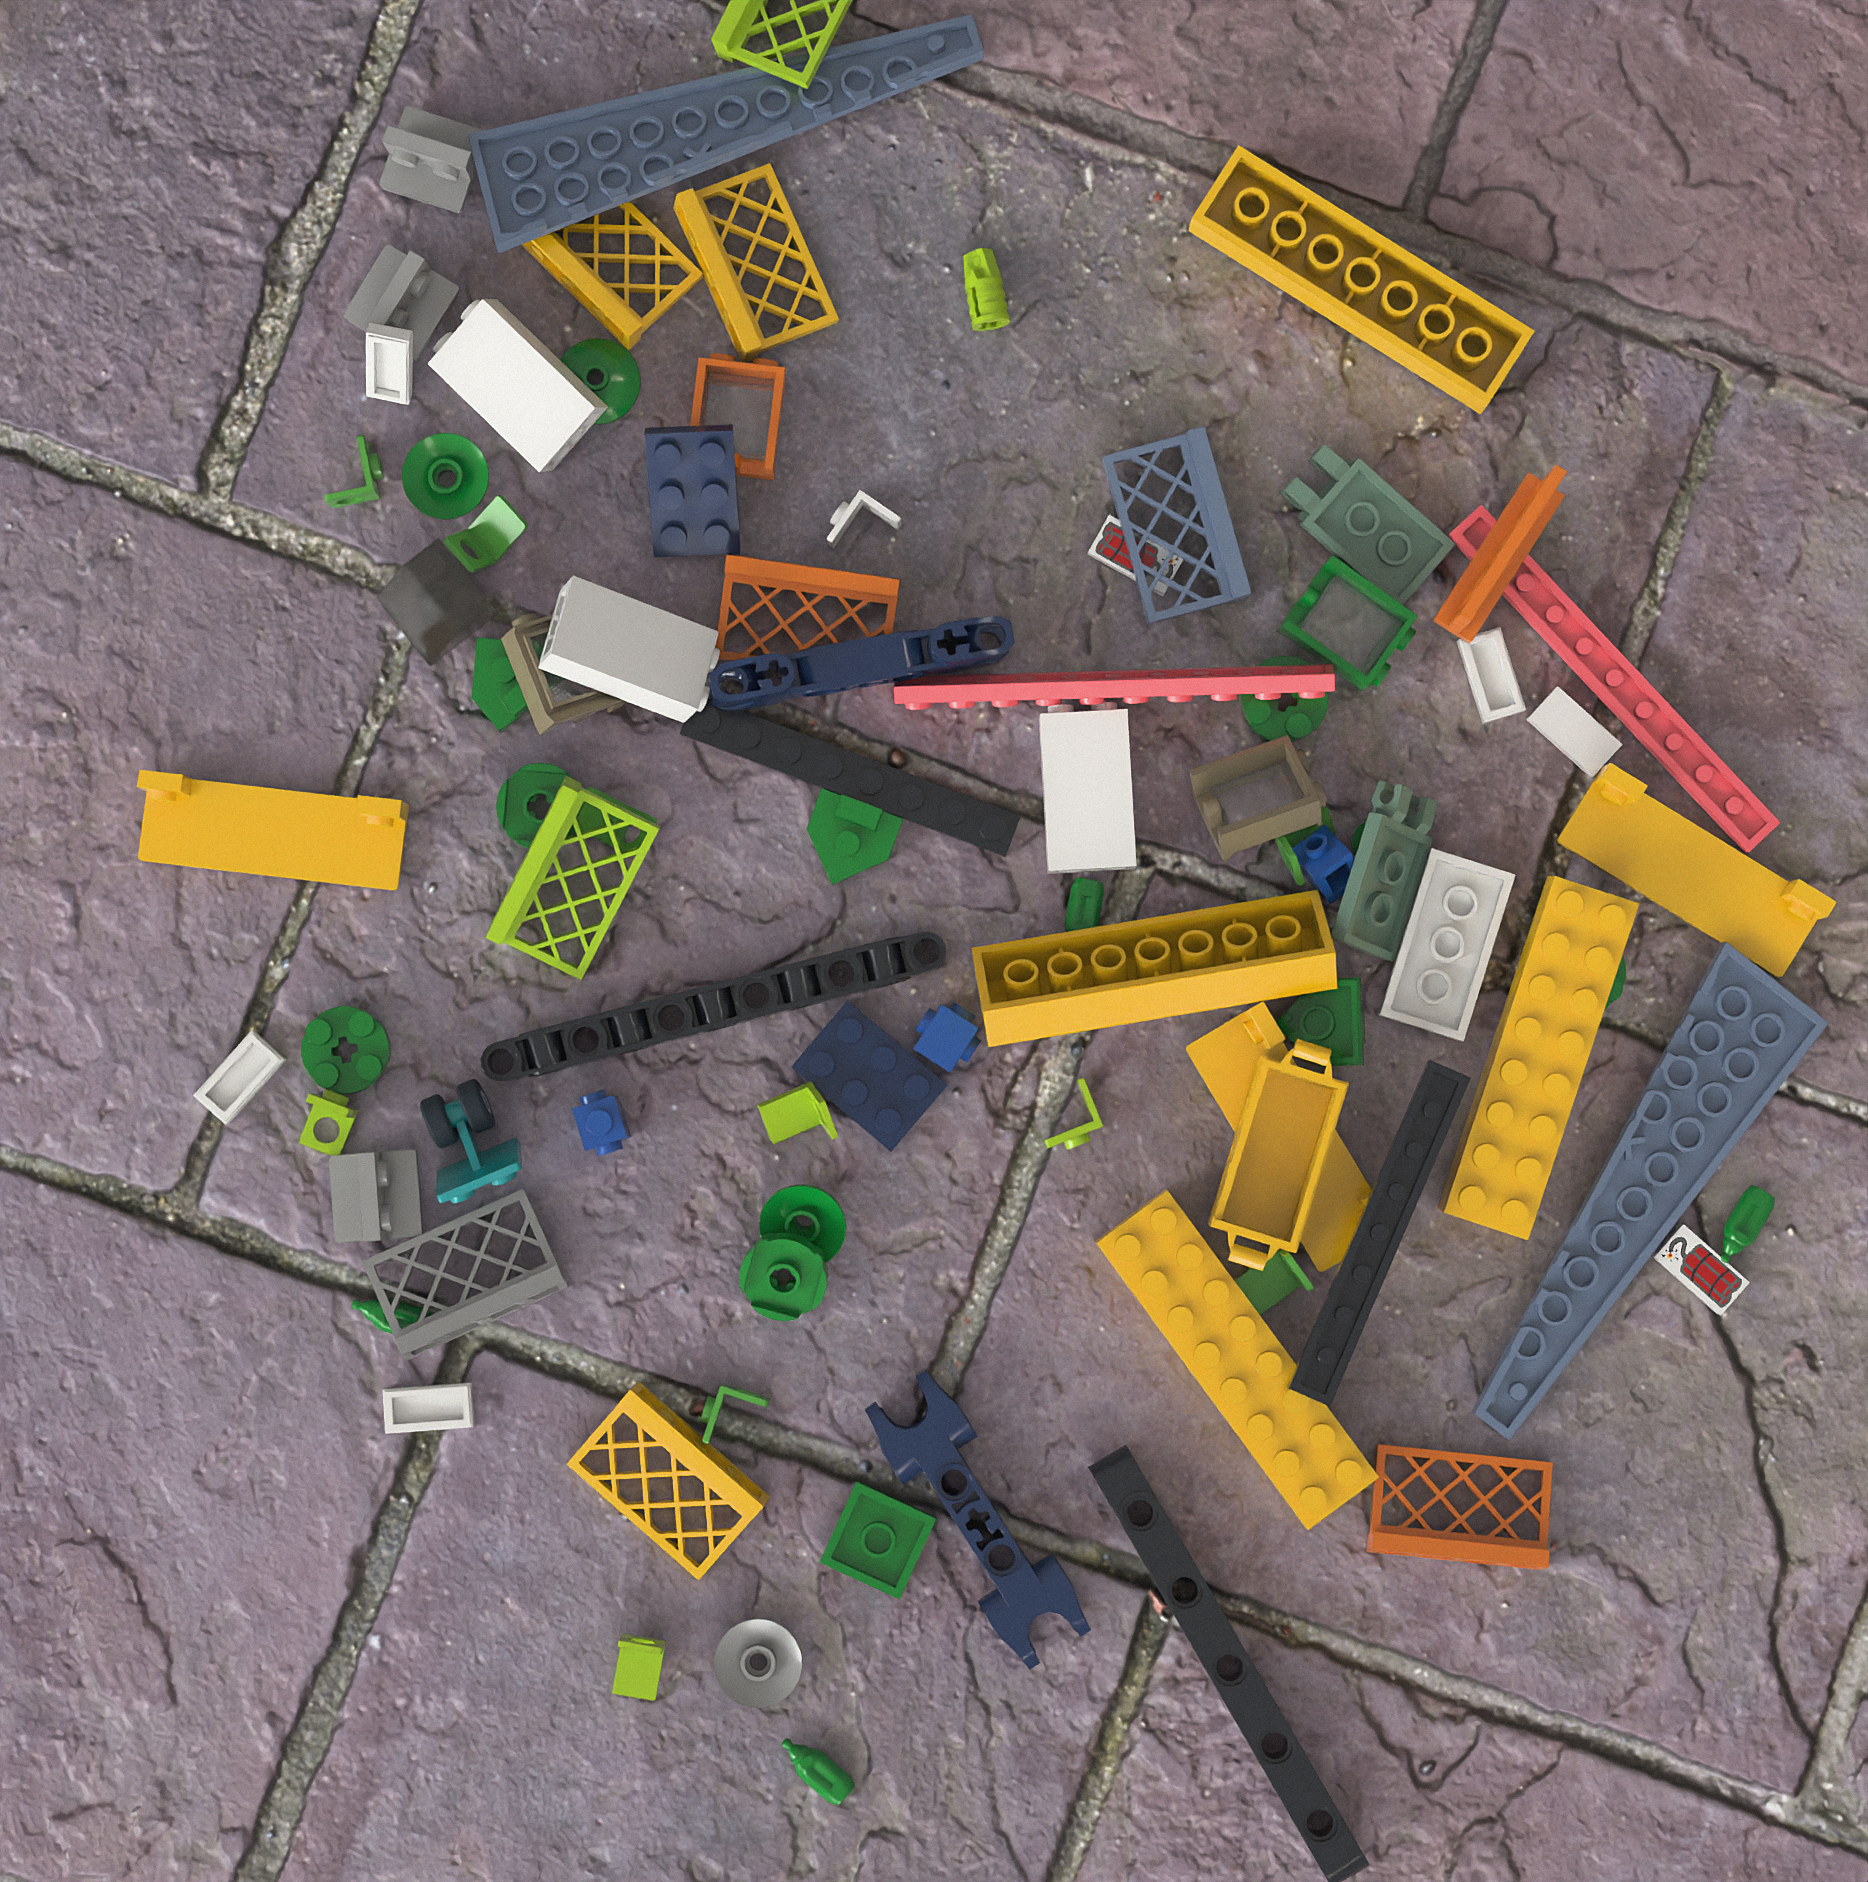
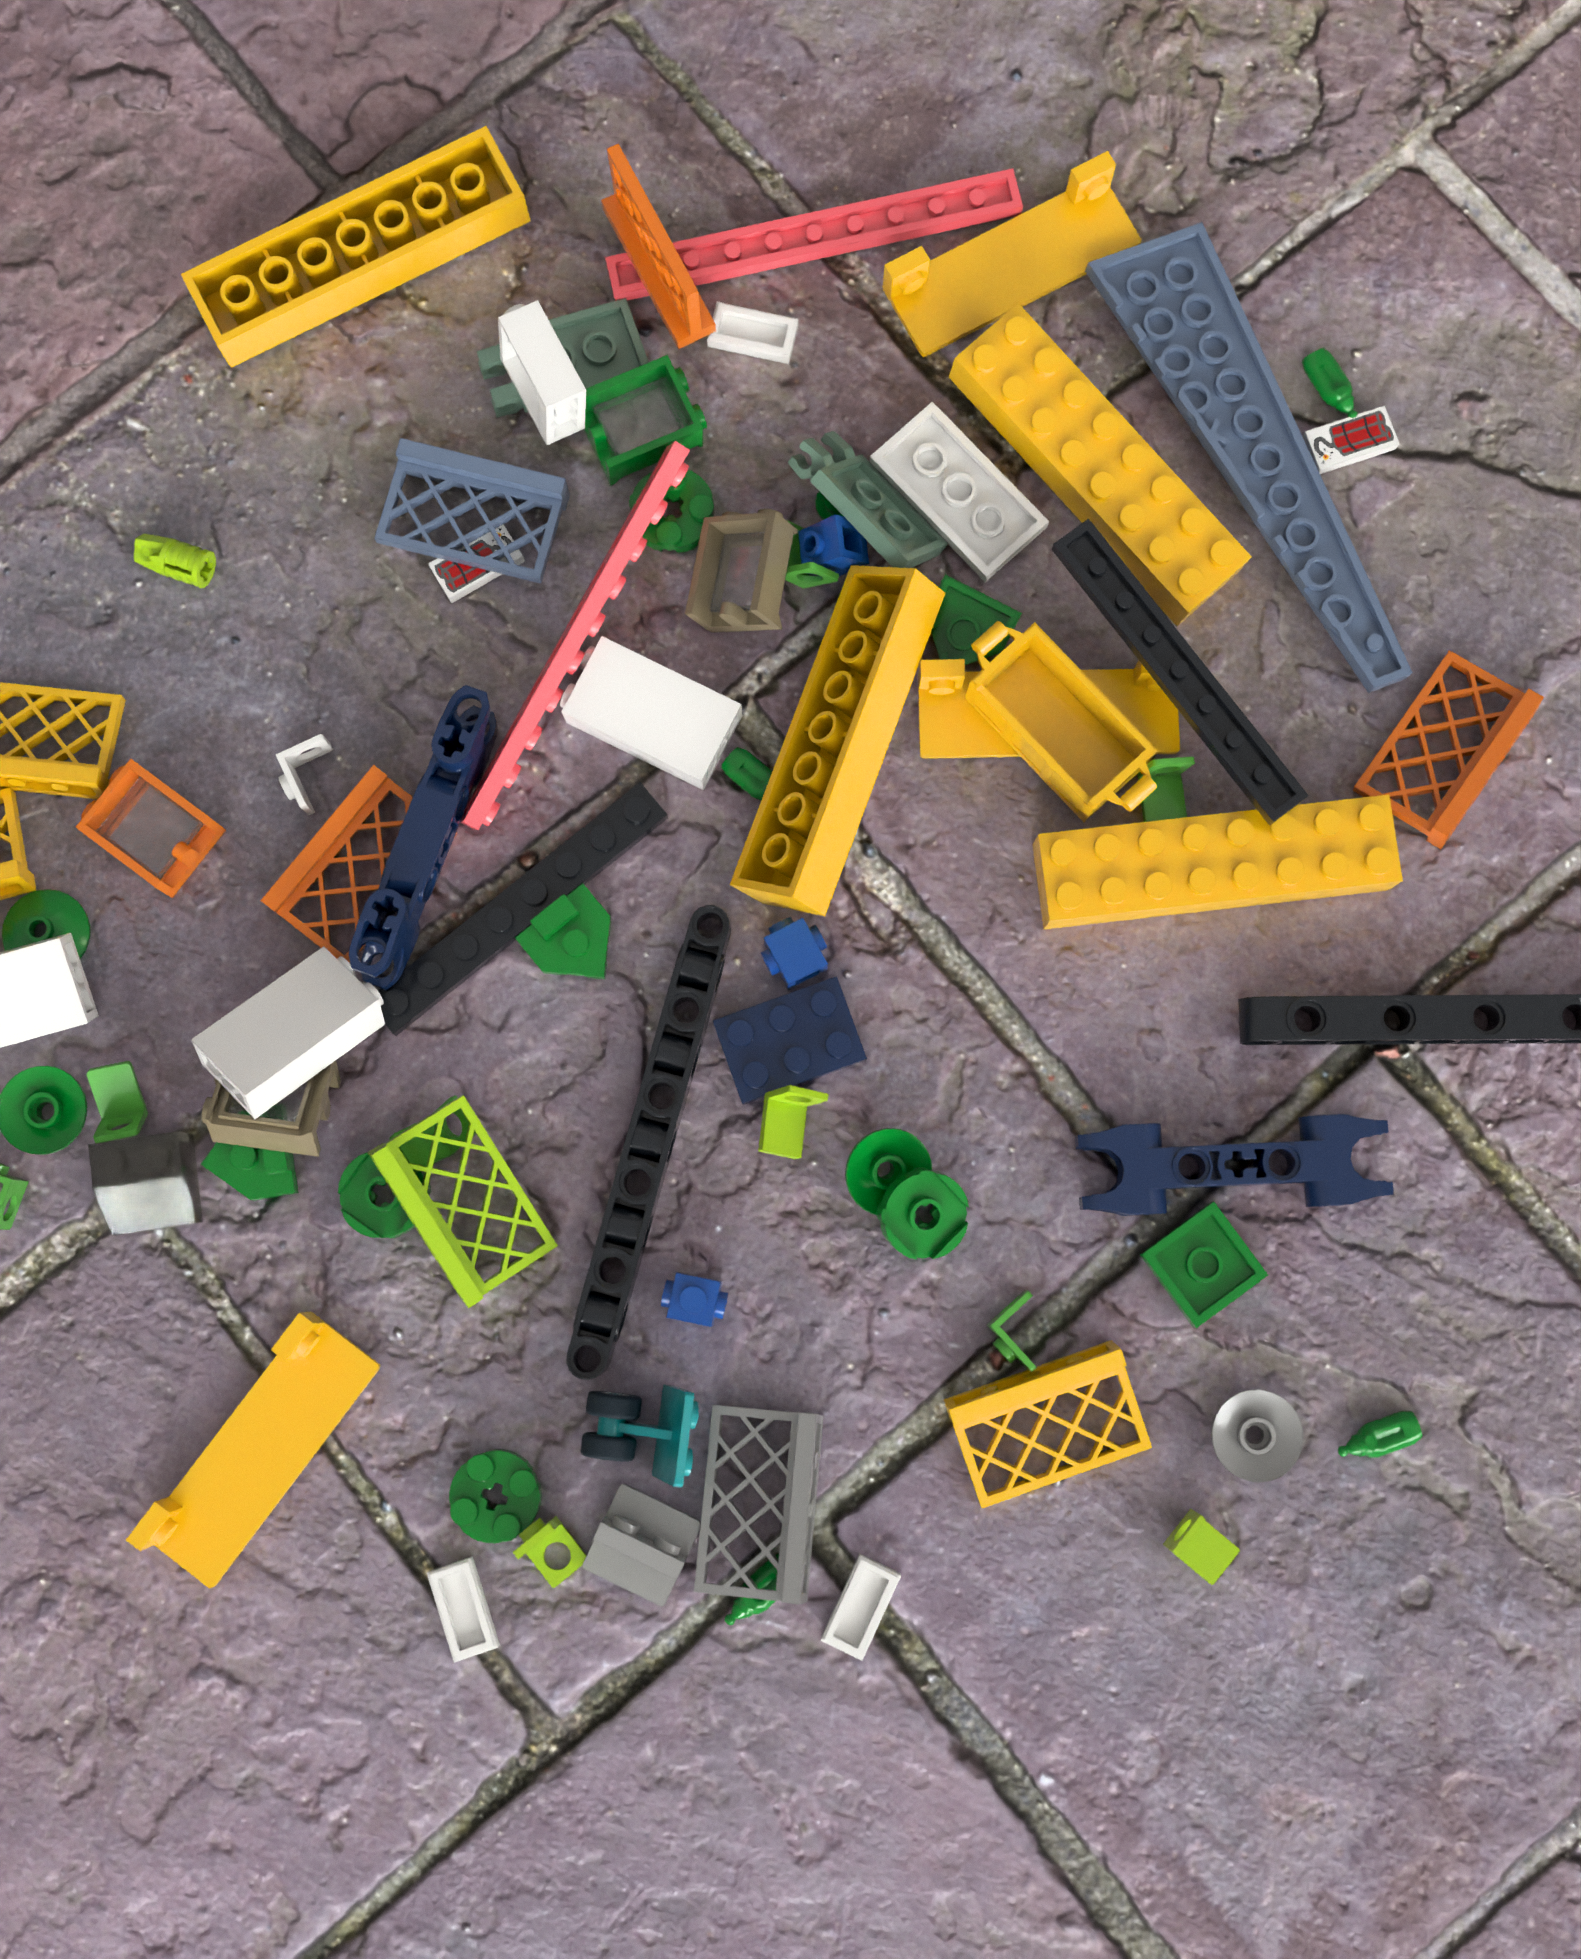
camera: 60 degrees left, 5 degrees down
(692, 490) = (186, 897): dark blue plate -> none
(1078, 1135) = (945, 886): lime bracket -> none
(1330, 519) = (541, 371): none -> white window
(1574, 732) = (839, 292): white tile -> none

